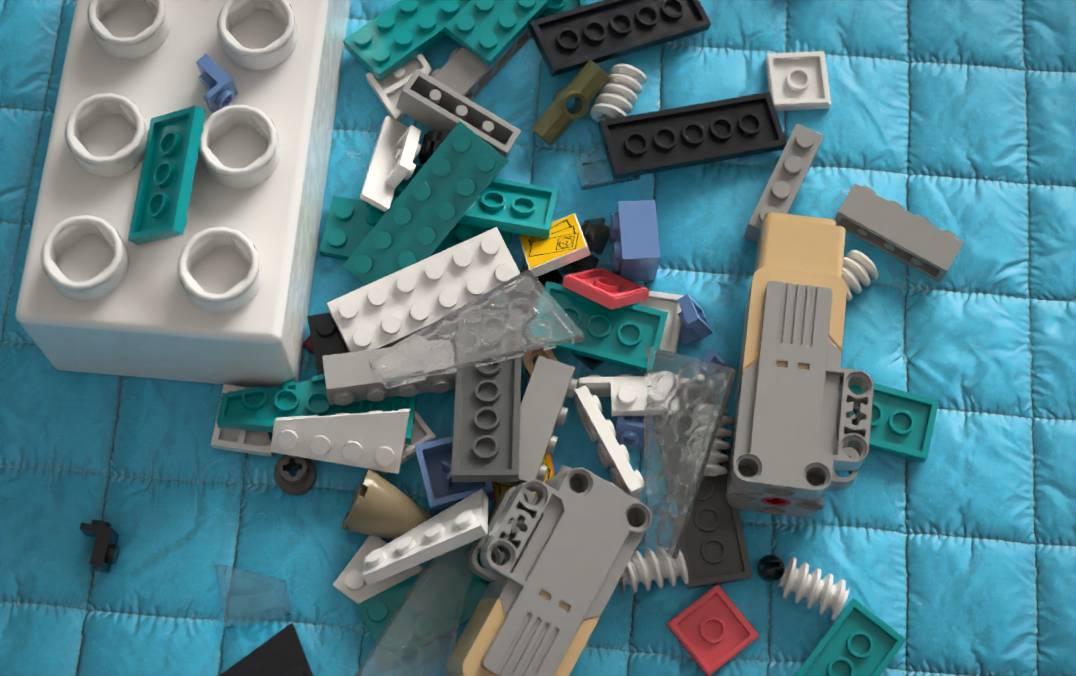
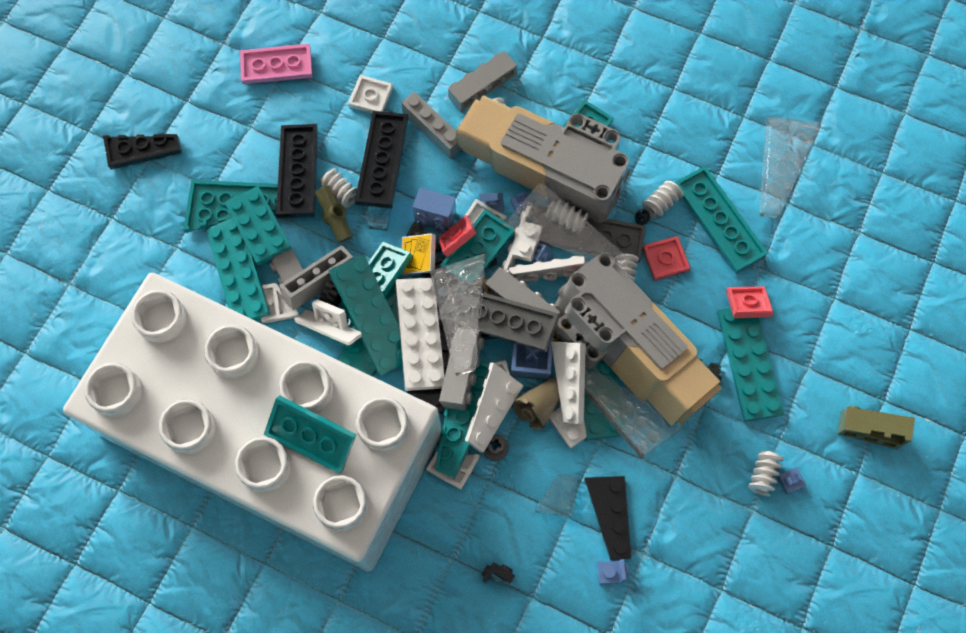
camera: 65 degrees left, 0 degrees up
(218, 82) = (255, 386): medium blue bracket -> none

